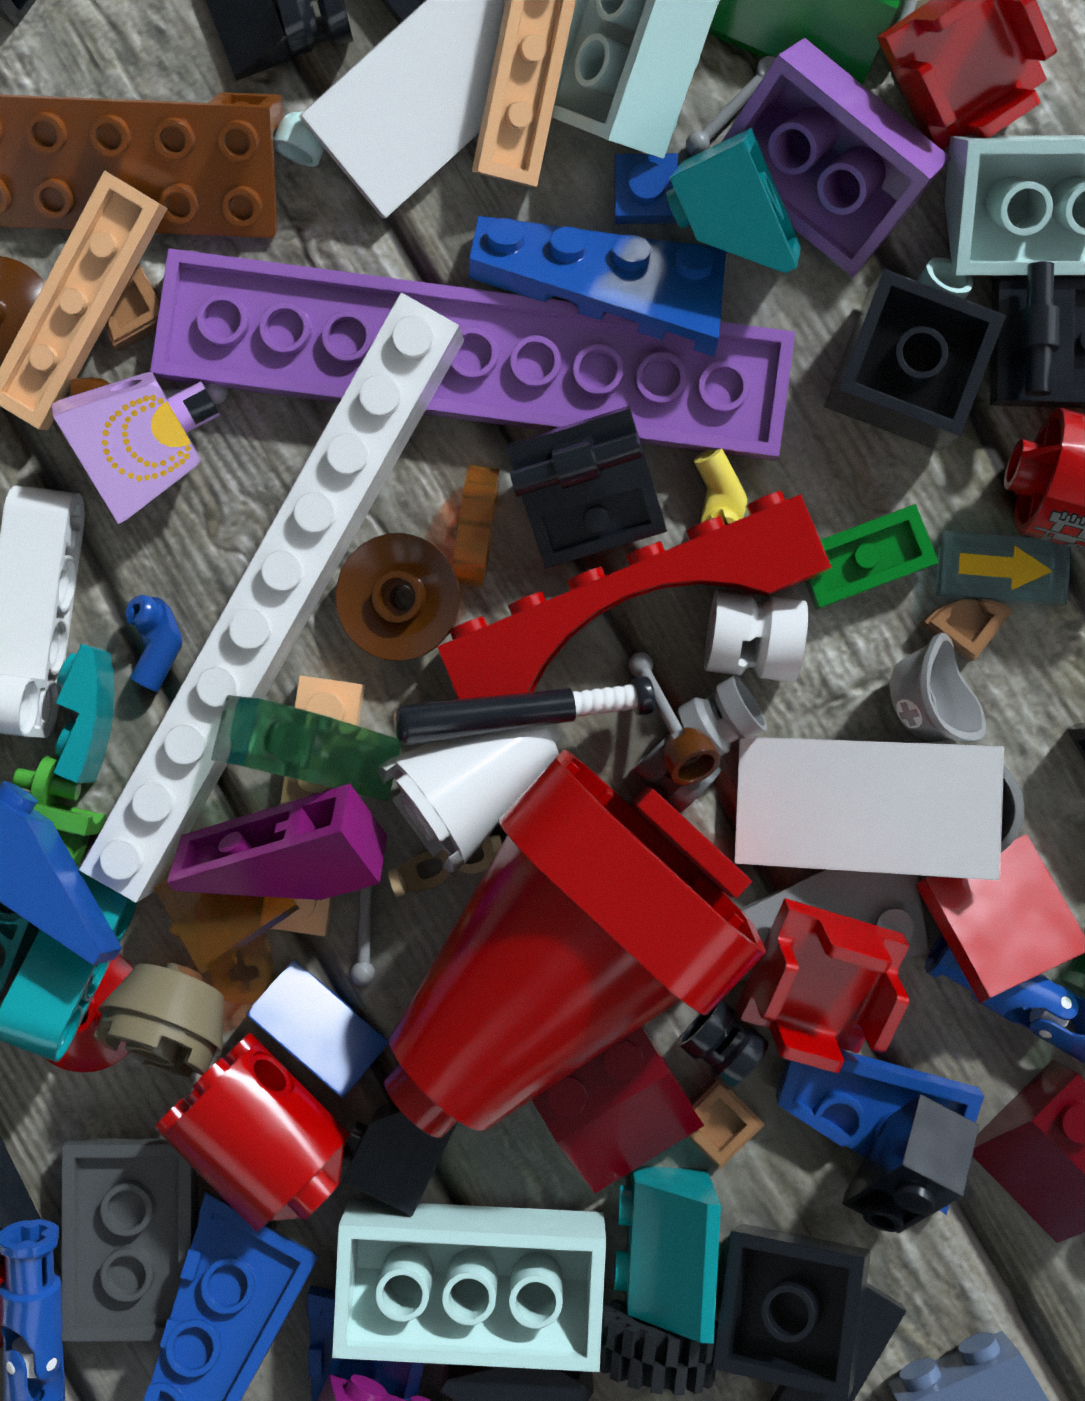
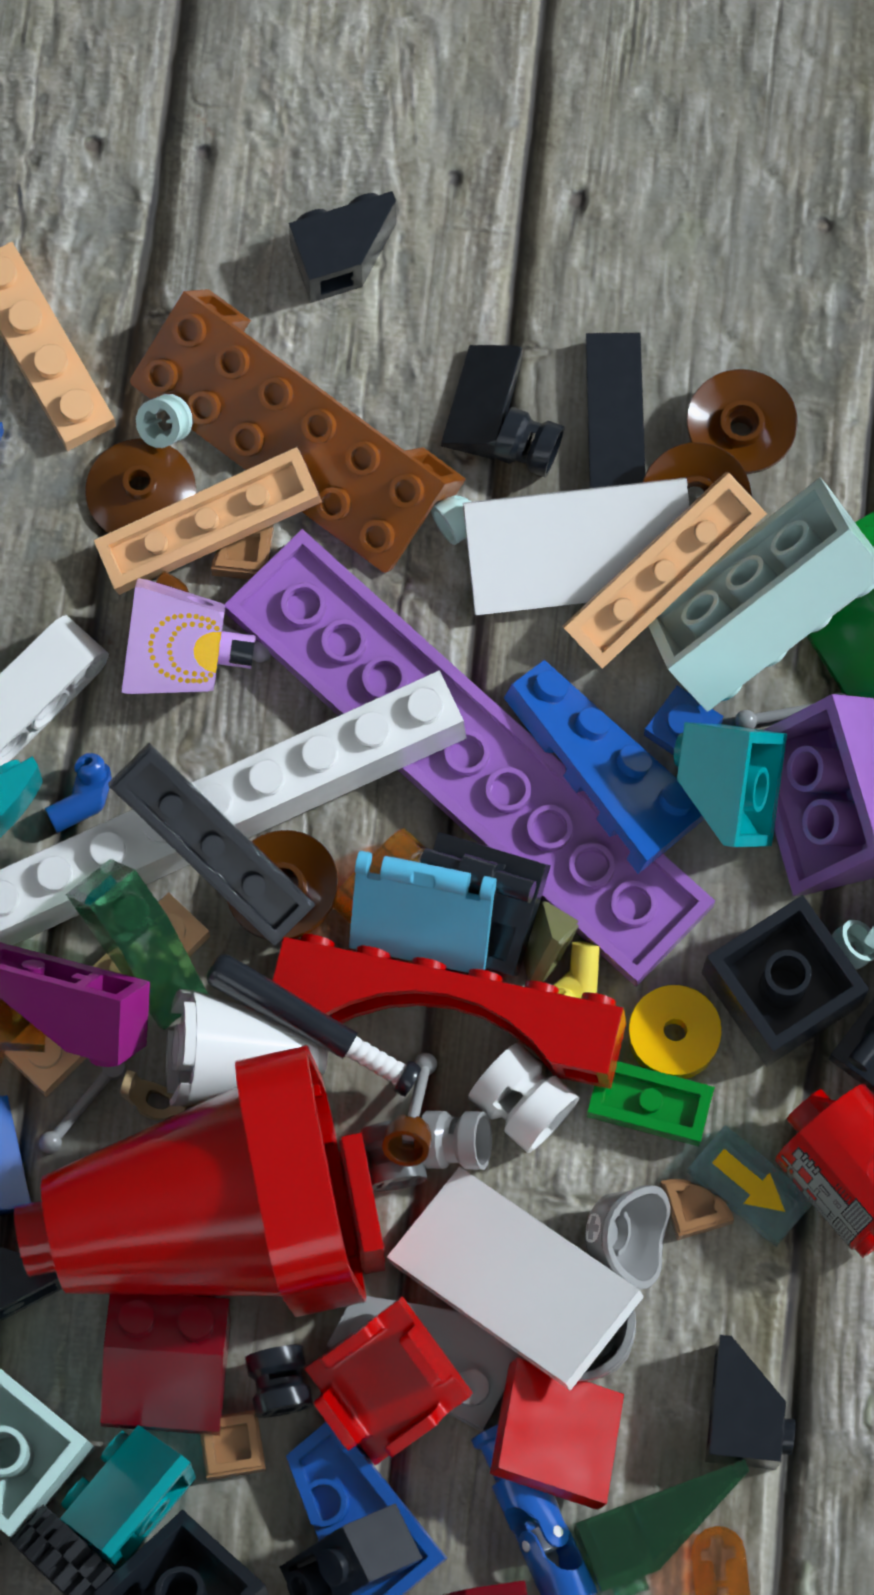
camera: 30 degrees right, 15 degrees down
(306, 612) = (211, 843): none -> black tile
(547, 535) = (421, 912): none -> medium azure piece
(674, 478) = (548, 941): none -> olive slope
(861, 460) = (674, 1006): none -> yellow piece

